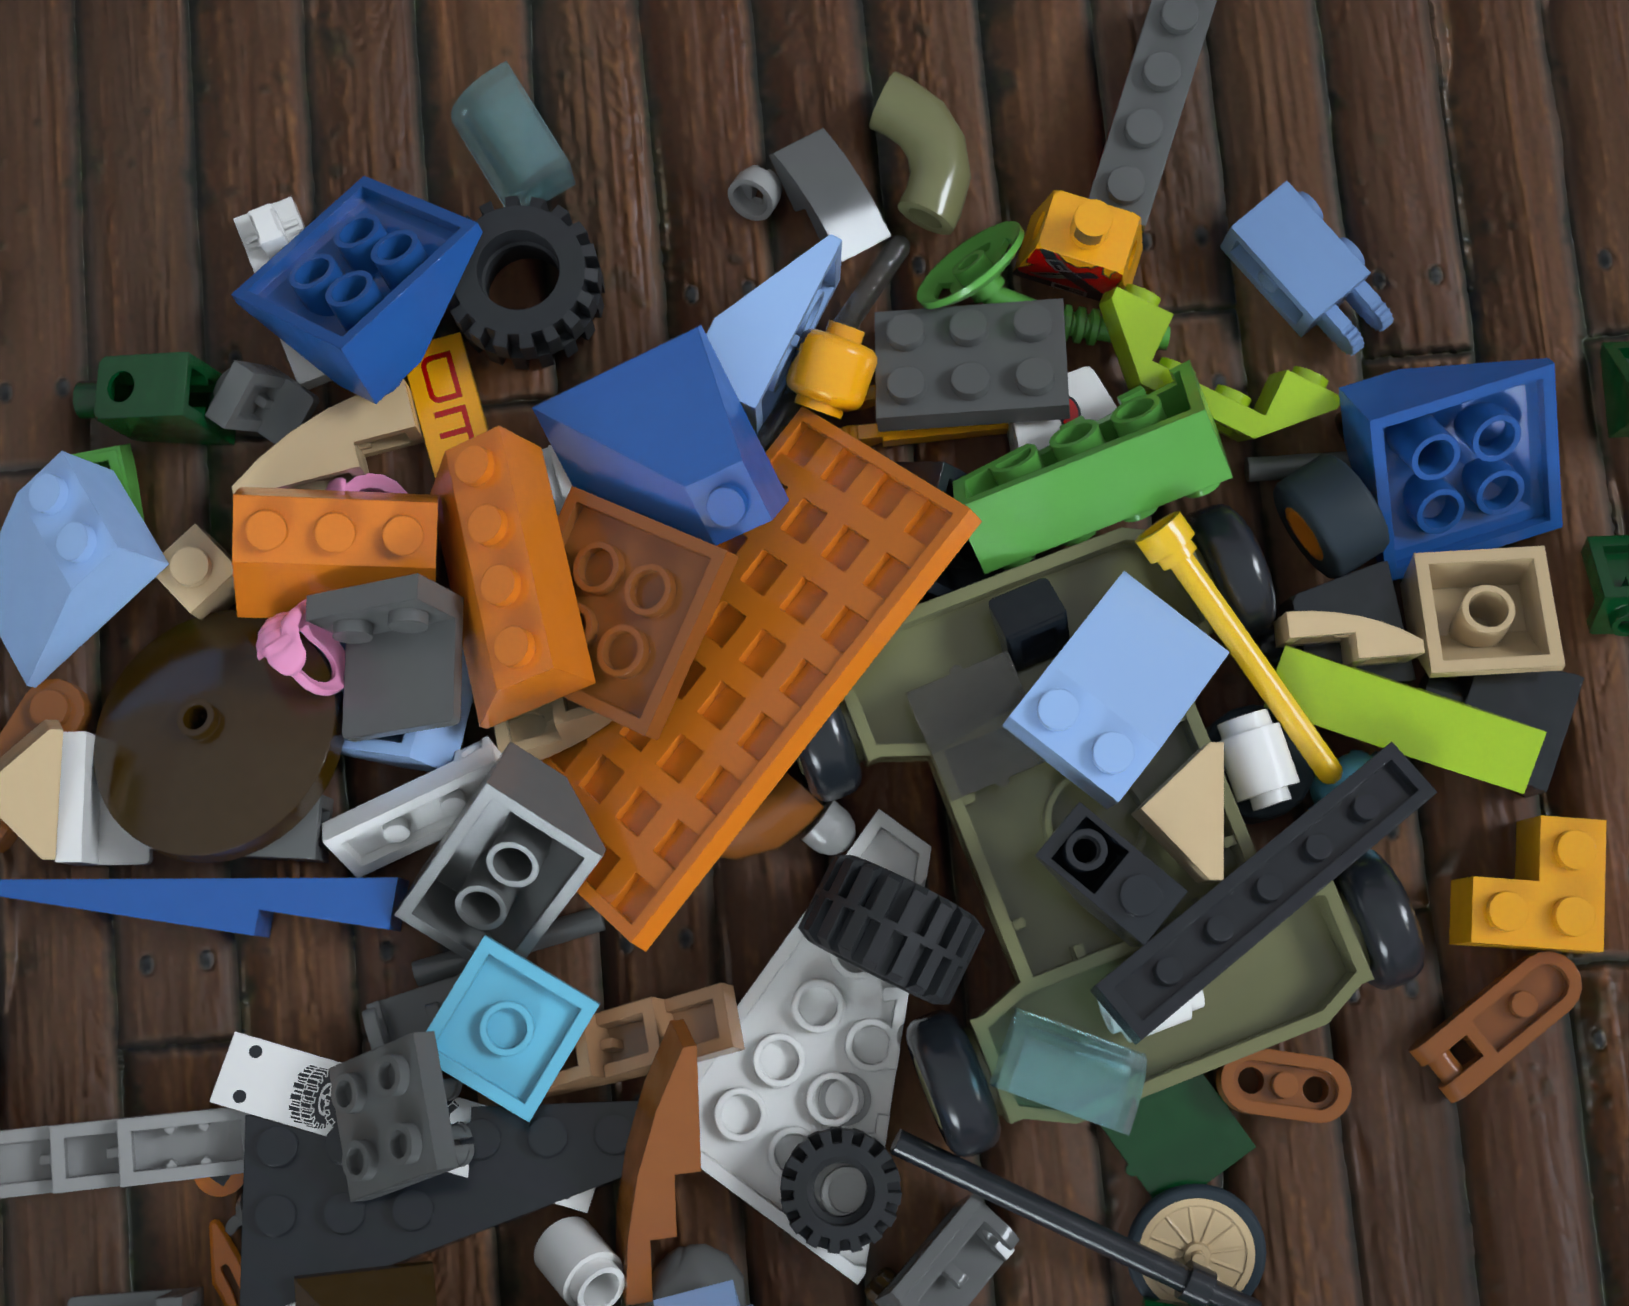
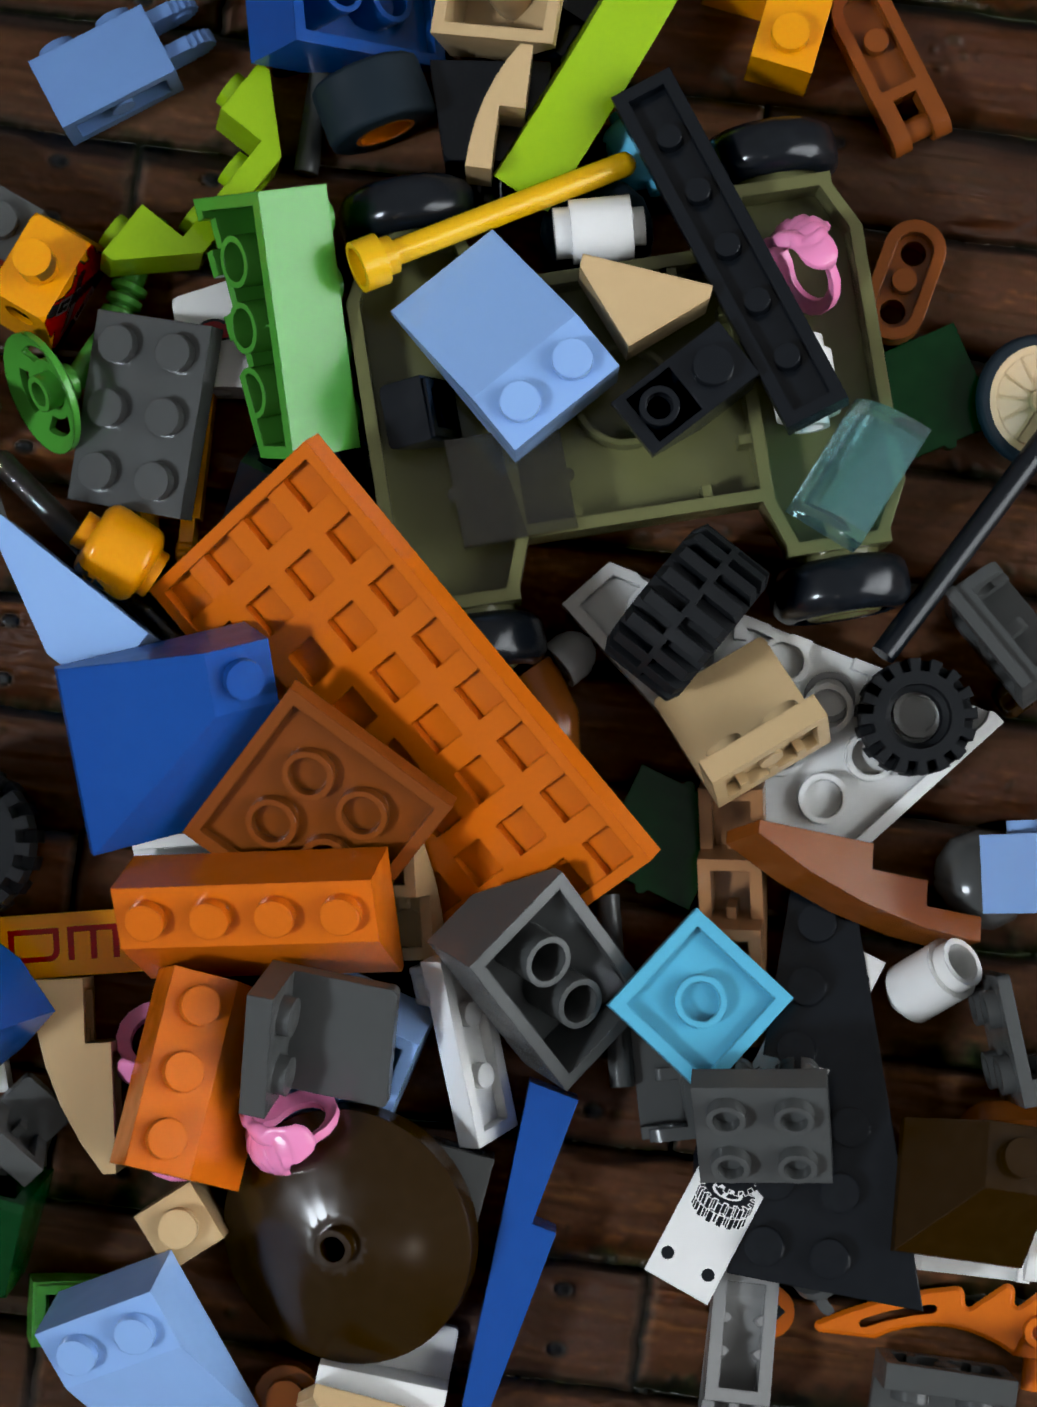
camera: 75 degrees left, 5 degrees up
(683, 958) = (671, 819): none -> dark green piece
(797, 1013) = (743, 721): none -> tan bracket
(1285, 979) = (817, 249): none -> bright pink piece

